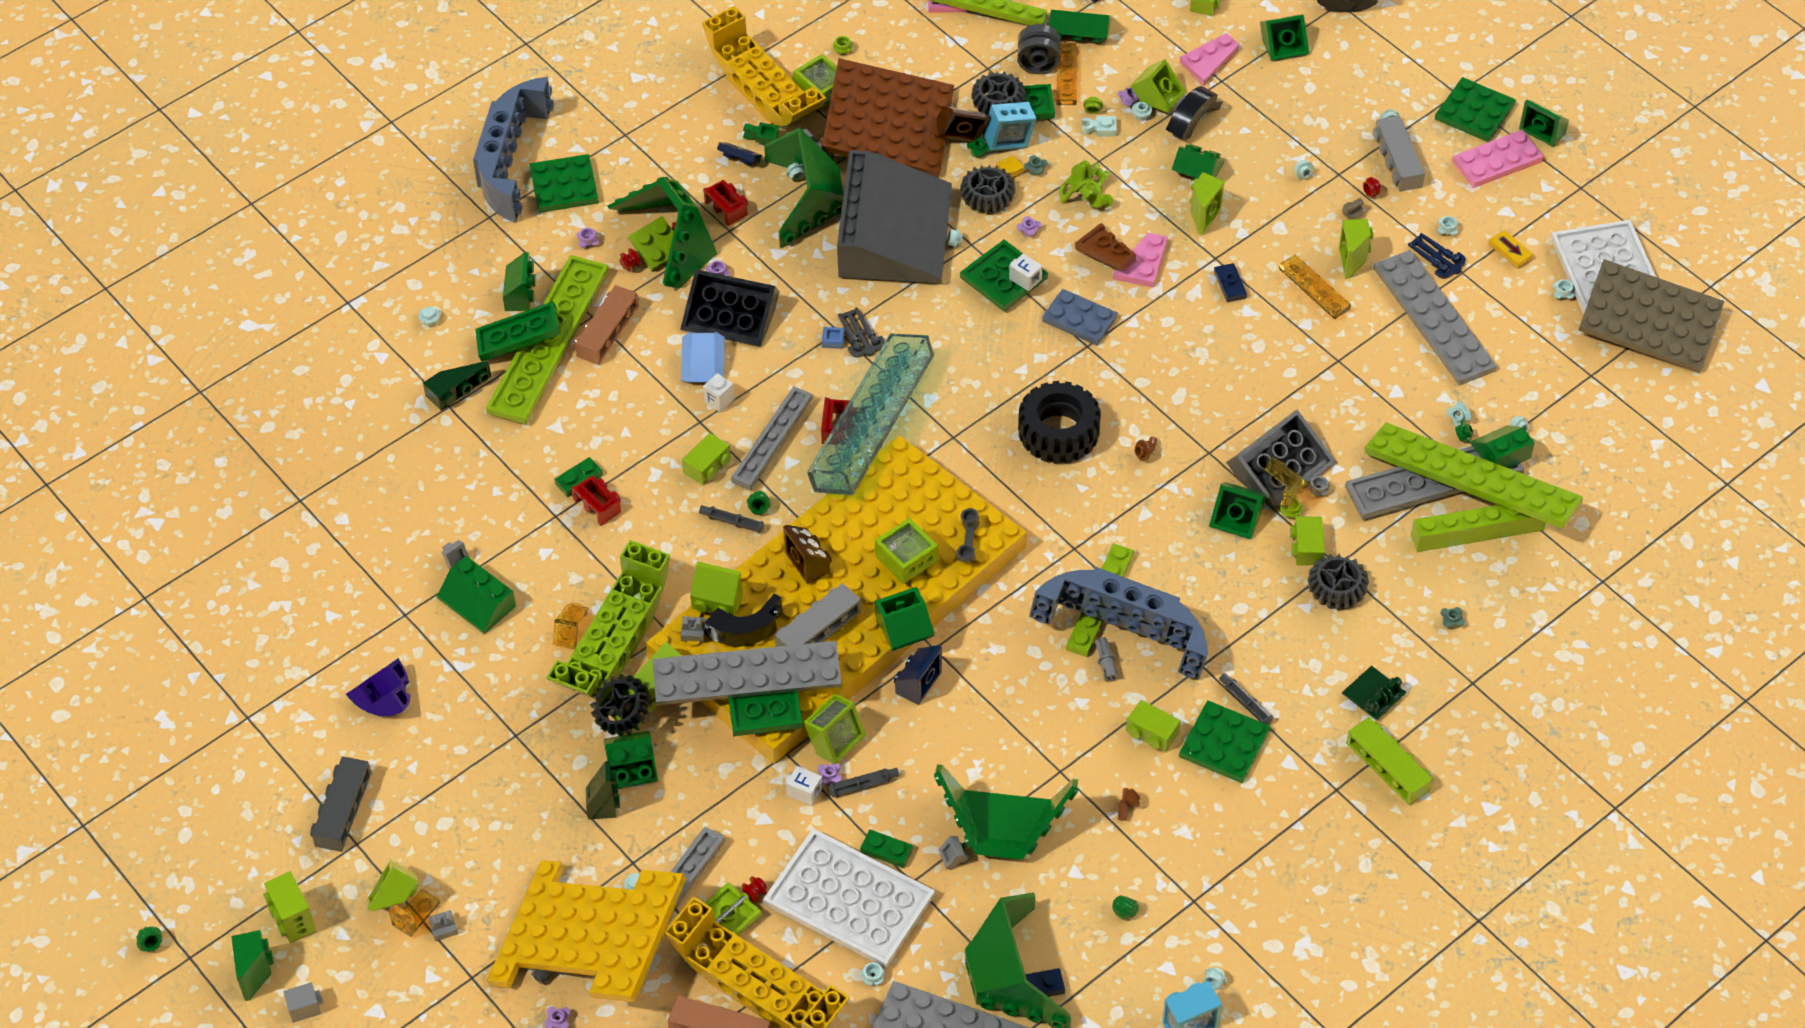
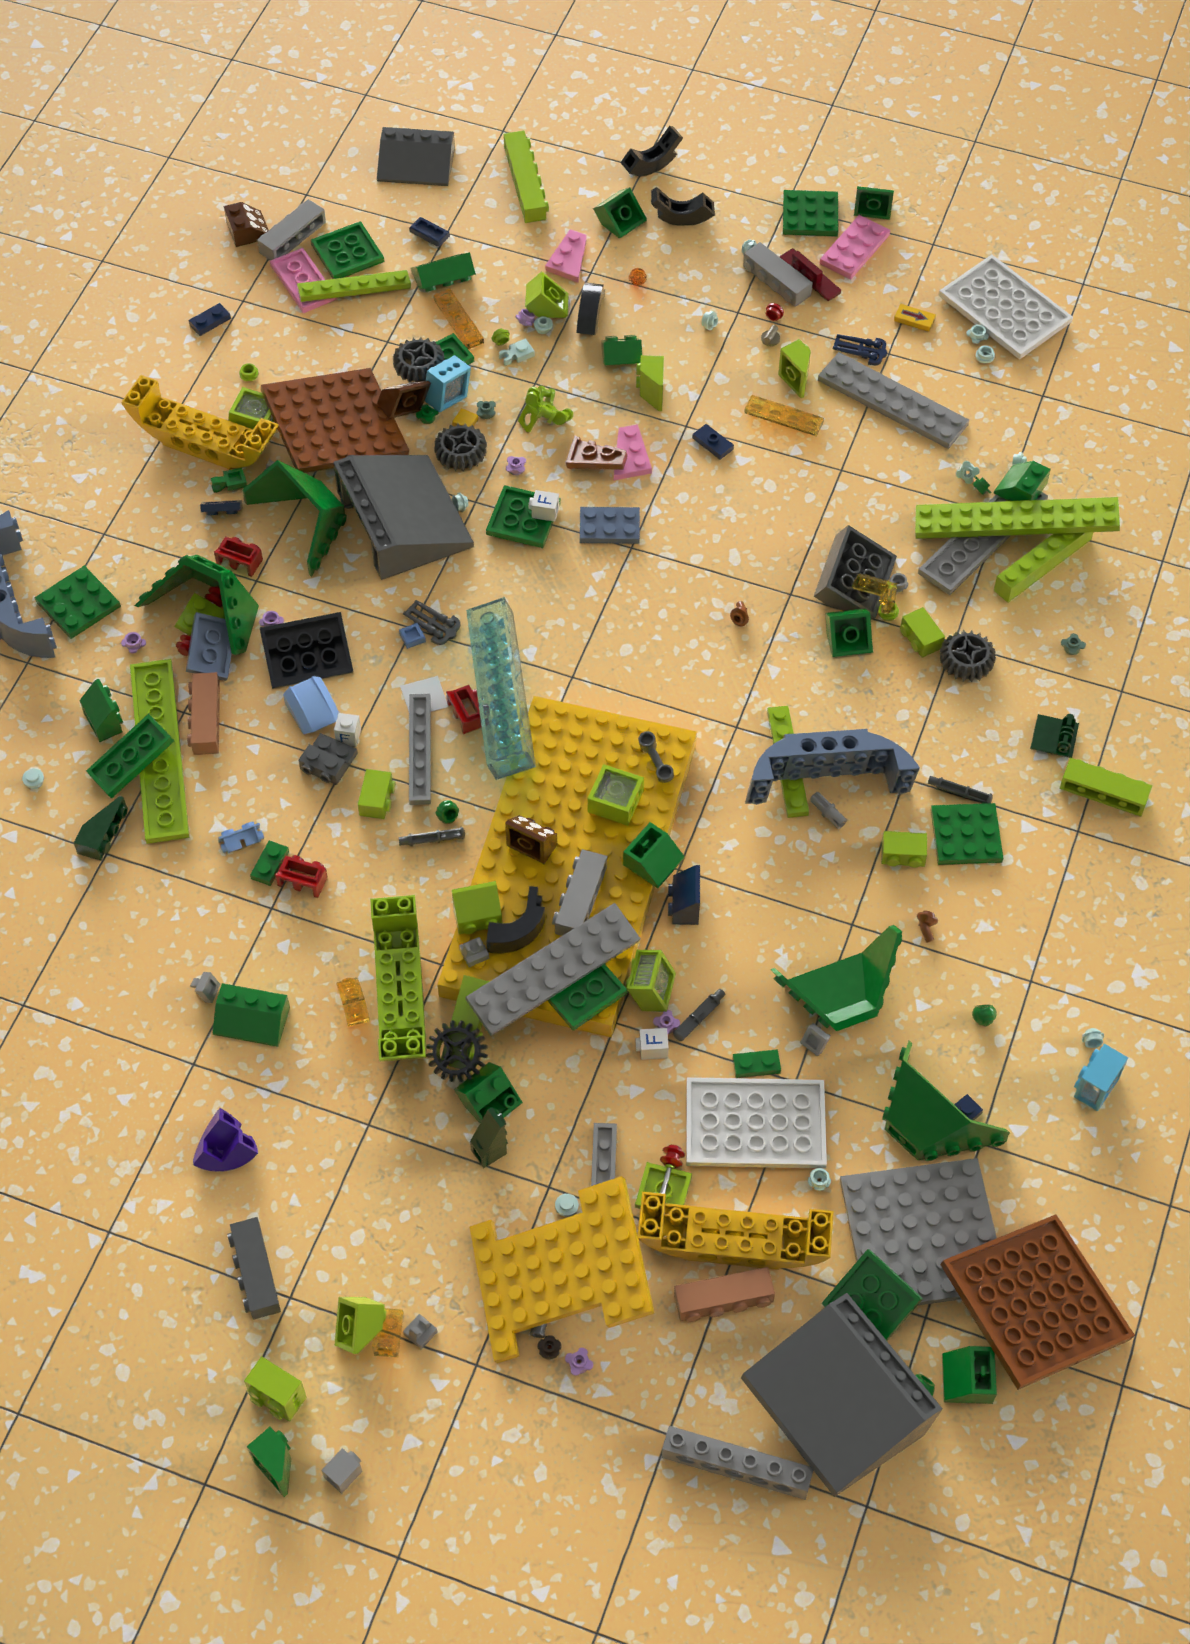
camera: 30 degrees left, 5 degrees up
(149, 938) = (158, 1488): green piece -> none
(541, 1000) = (549, 1353): none -> dark brown plate
(576, 443) = (232, 838): none -> light blue hinge
(644, 269) = (209, 646): none -> sand blue plate
(686, 410) = (327, 759): none -> dark grey plate
(795, 171) = (283, 502): light aqua plate -> none
(819, 391) = (427, 686): none -> white sticker
(1039, 49) = (426, 306): dark grey wheel -> none
(1059, 400) = (661, 602): black tyre -> none
(1262, 102) = (637, 276): none -> clear orange plate
(1345, 59) = (682, 212): none -> black arch
(1433, 167) = (820, 282): none -> dark red bracket
(1447, 226) = (854, 319): light aqua plate -> none
(1557, 312) = (985, 354): none -> light aqua plate
(1651, 316) = (1060, 326): dark tan plate -> none

